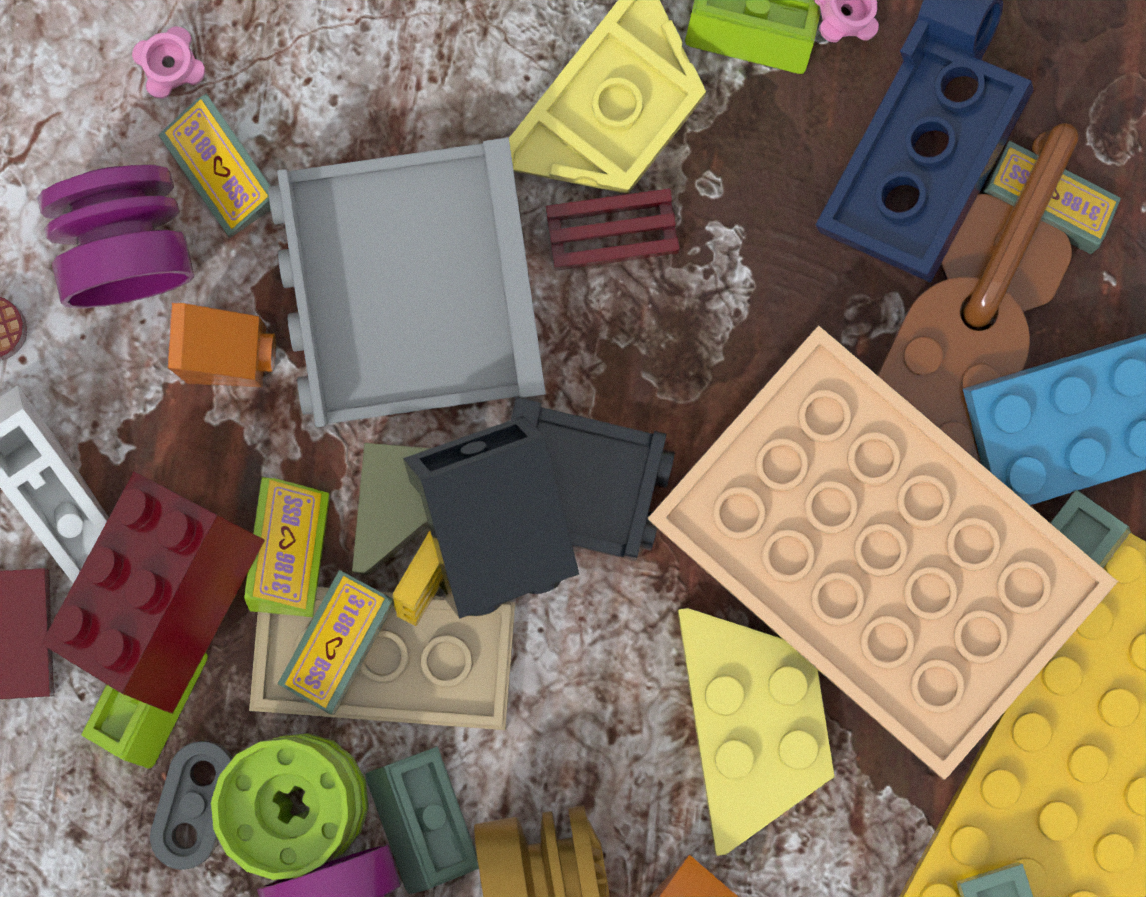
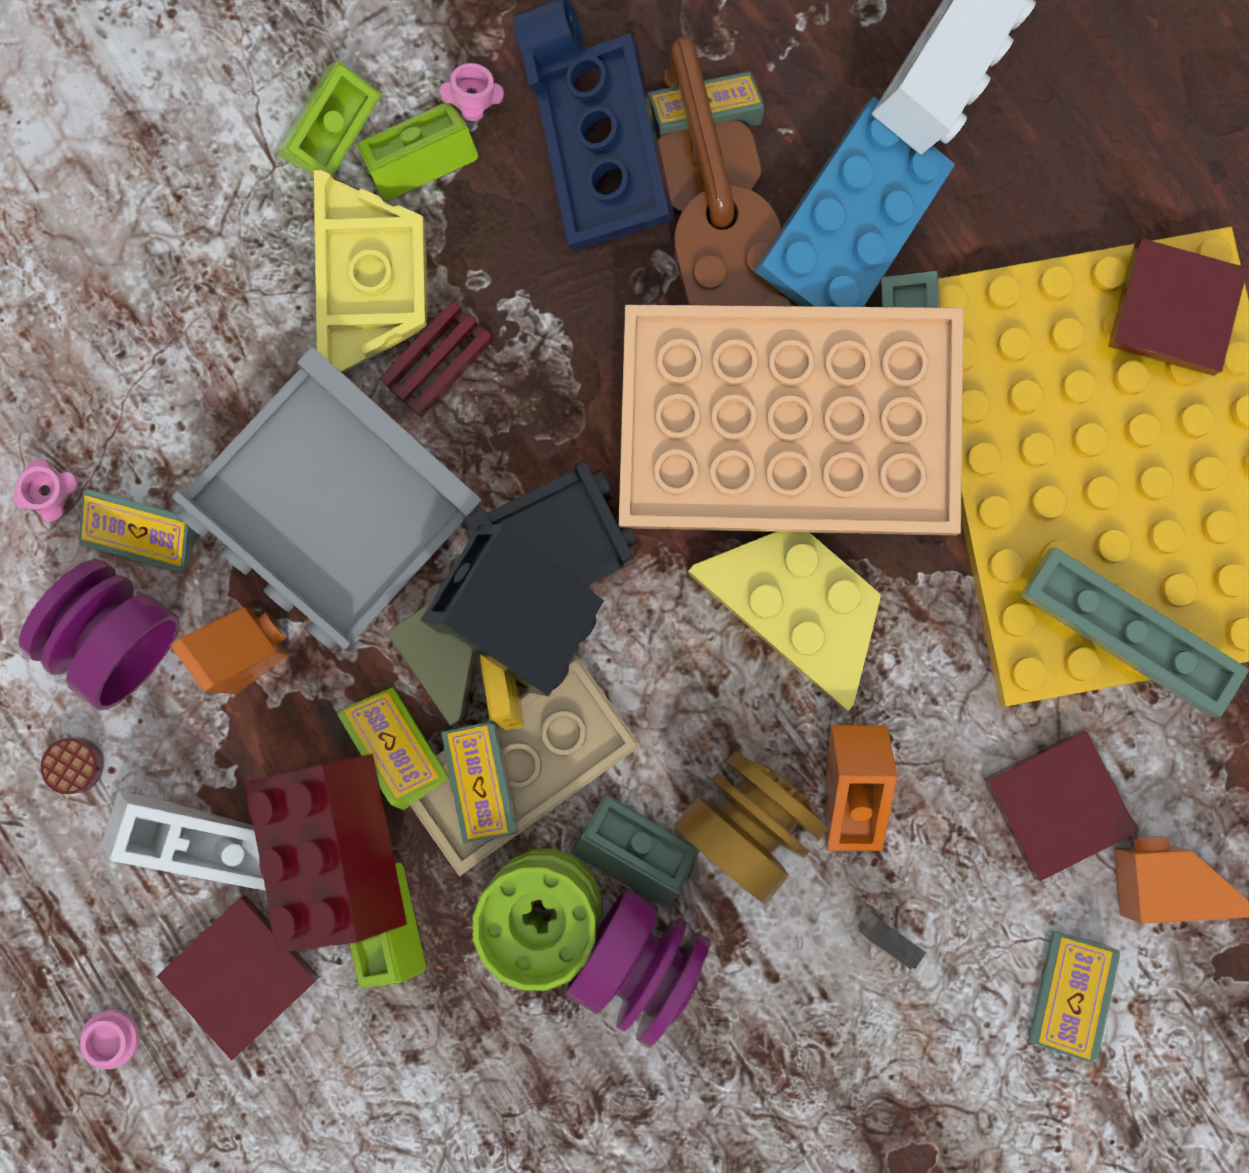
camera: 40 degrees left, 0 degrees up
(187, 802) = (466, 974): dark grey plate -> none

